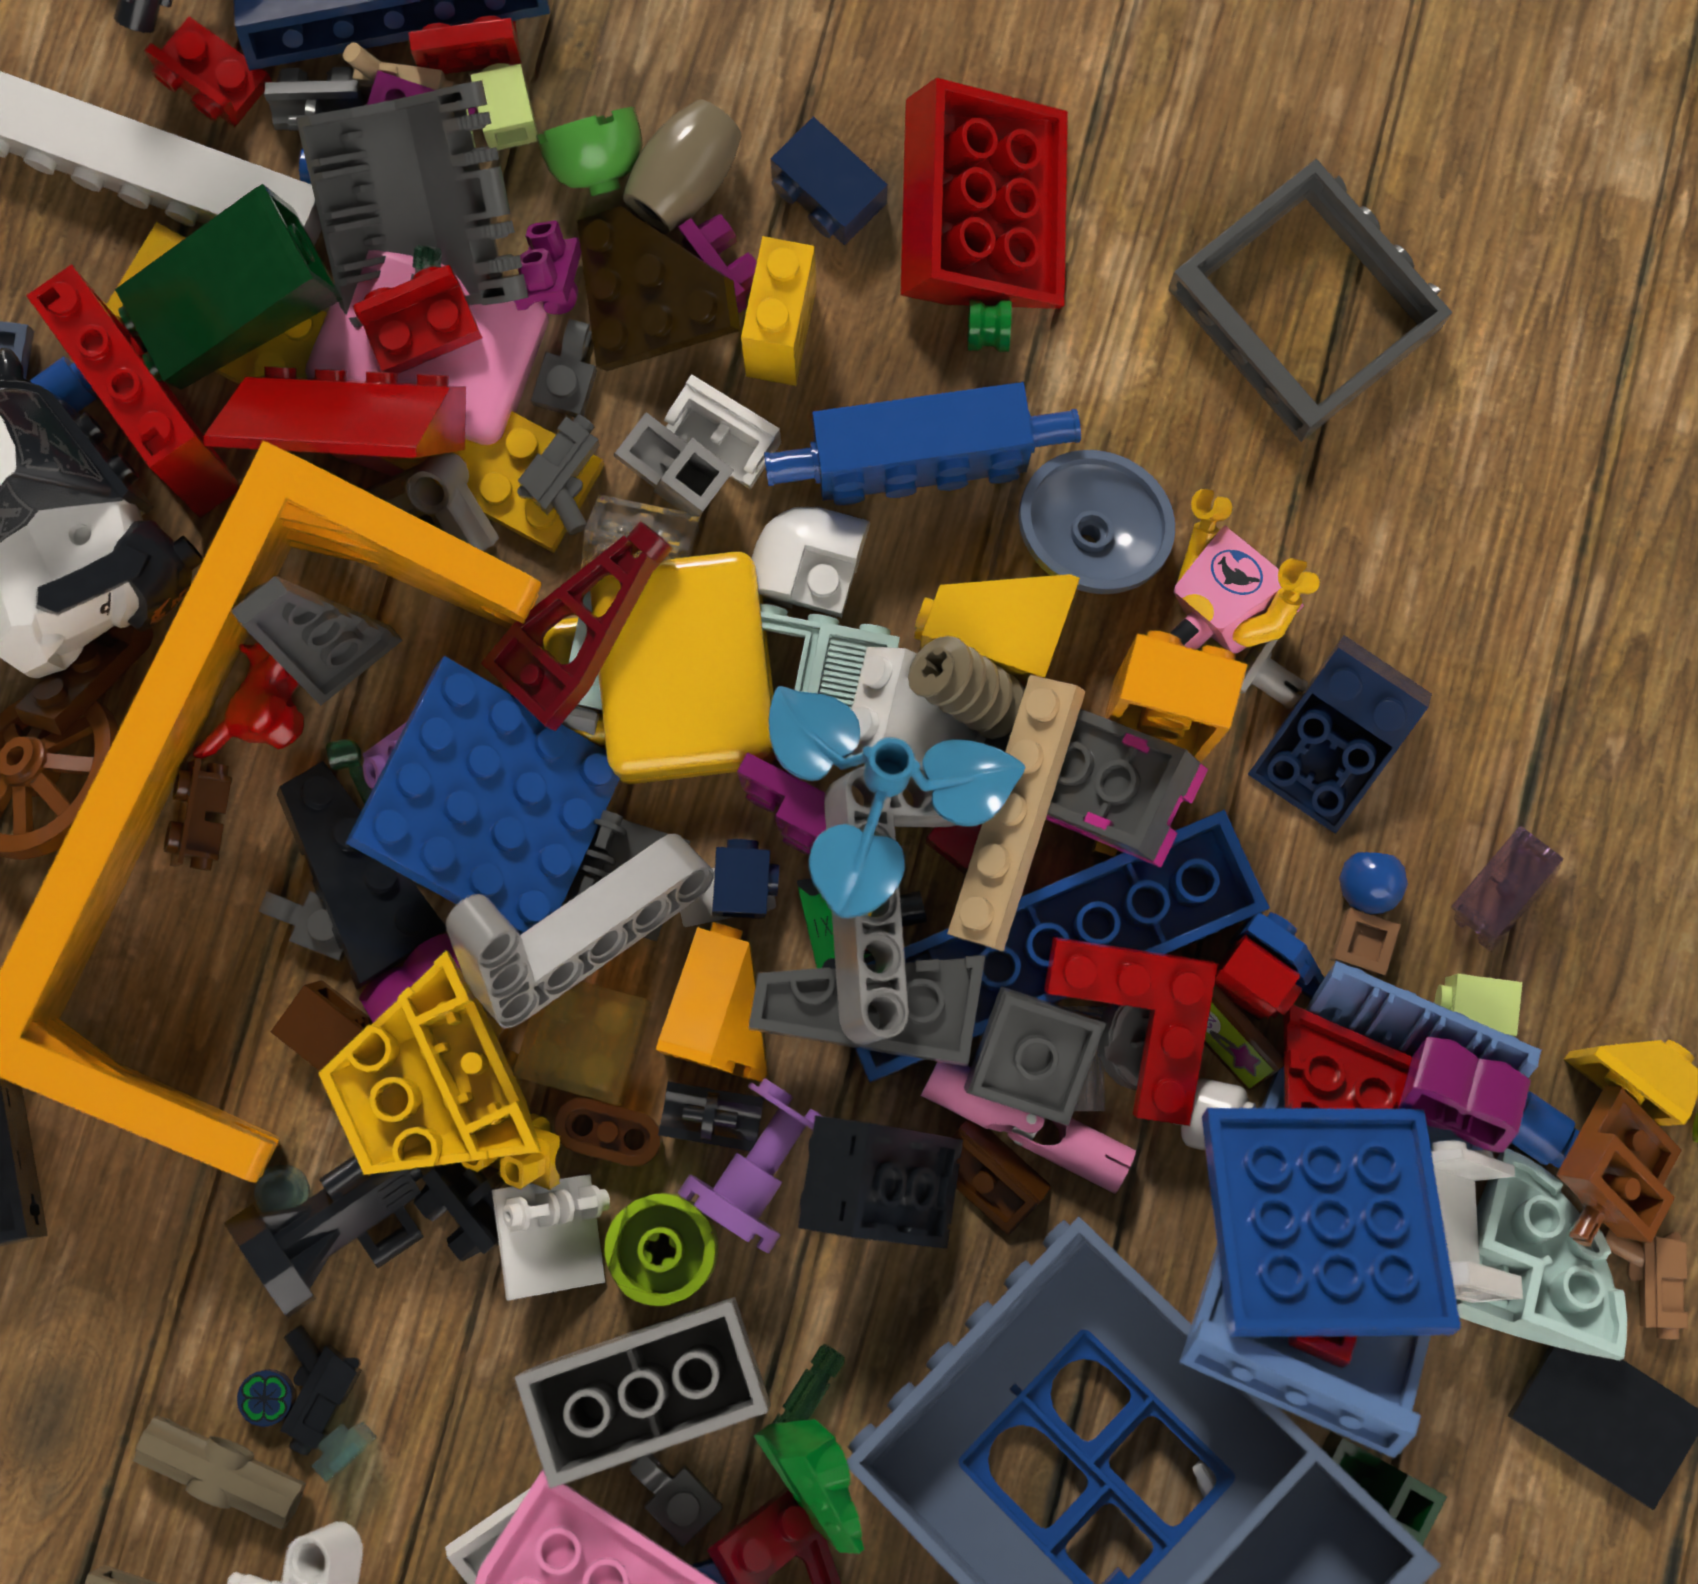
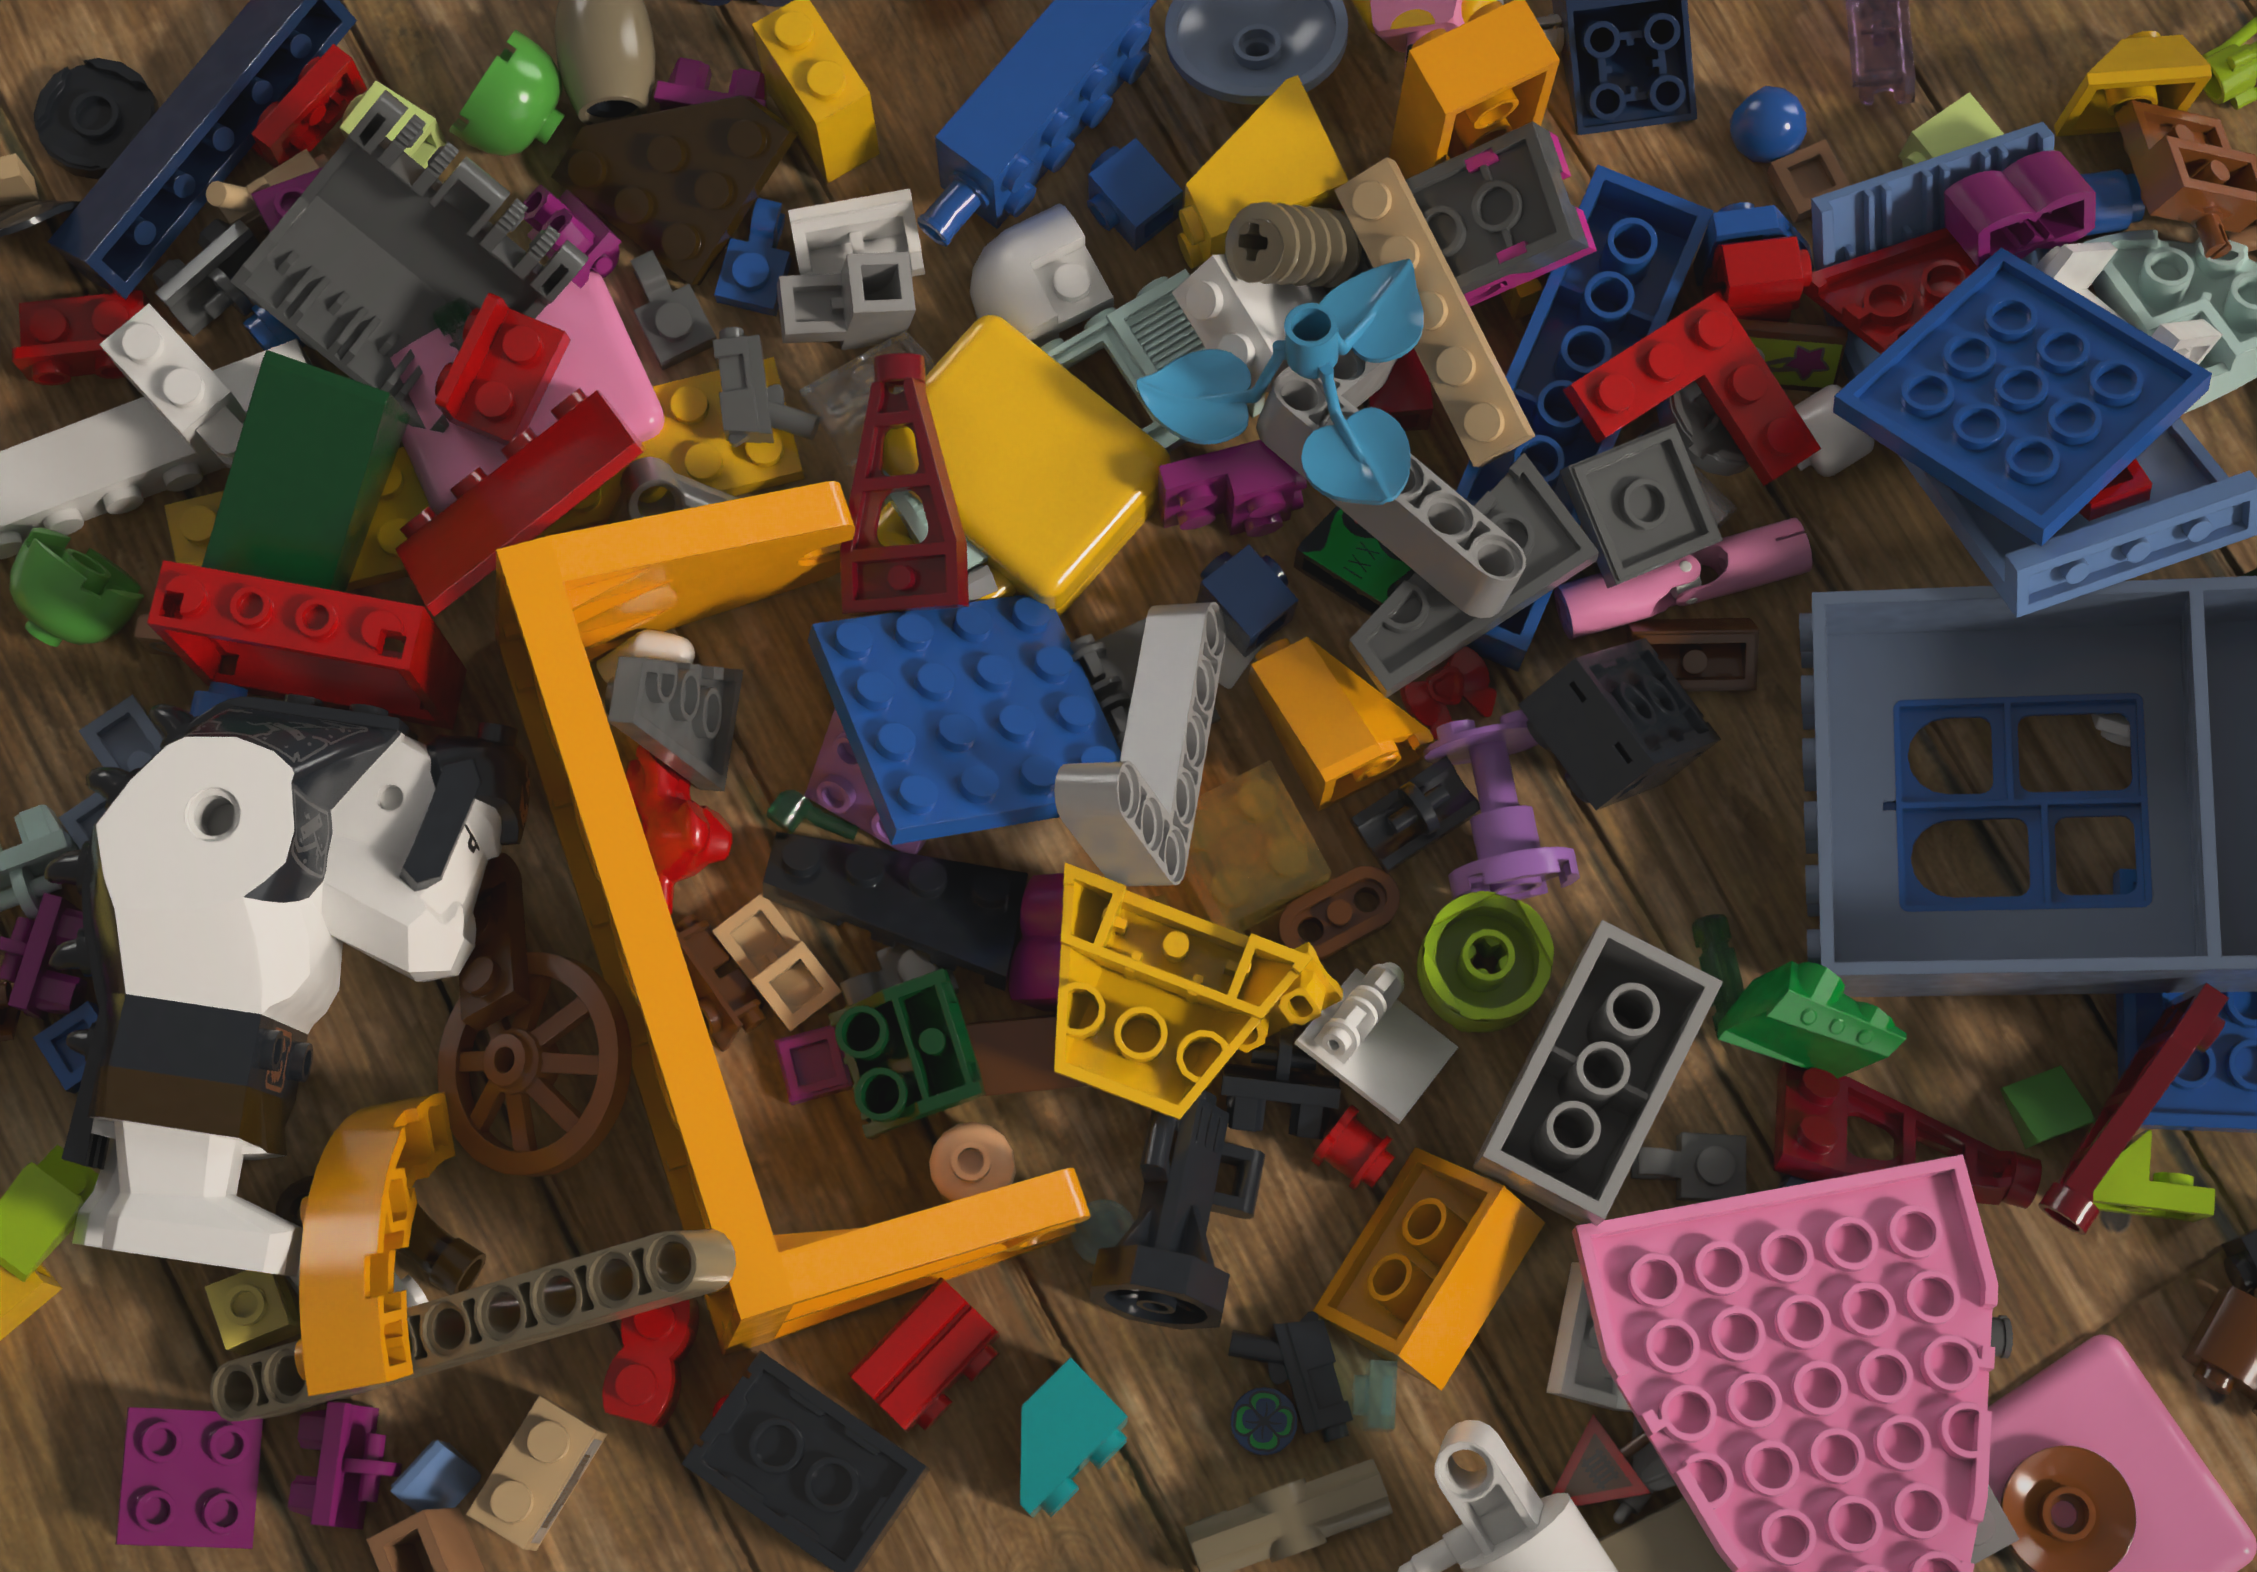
camera: 45 degrees left, 5 degrees down
(49, 225) = (70, 592): none -> bright green cylinder
(102, 1166) = (926, 1357): none -> red brick
(131, 1293) = (1063, 1431): none -> teal slope
(212, 925) = (812, 1065): none -> magenta tile
(213, 151) = (177, 384): none -> white brick
(237, 1079) = (971, 1161): none -> light nougat head
(249, 842) = (776, 962): none -> tan slope
(259, 974) = (908, 1052): none -> dark green slope
(351, 578) = (651, 645): none -> white arm
(444, 1402) = (1429, 1266): none -> light orange slope
(475, 1288) = (1355, 1150): none -> red brick
(649, 390) = (754, 266): none -> blue plate
(793, 1052) = (1460, 678): none -> red piece
(920, 554) = (1132, 193): none -> blue brick

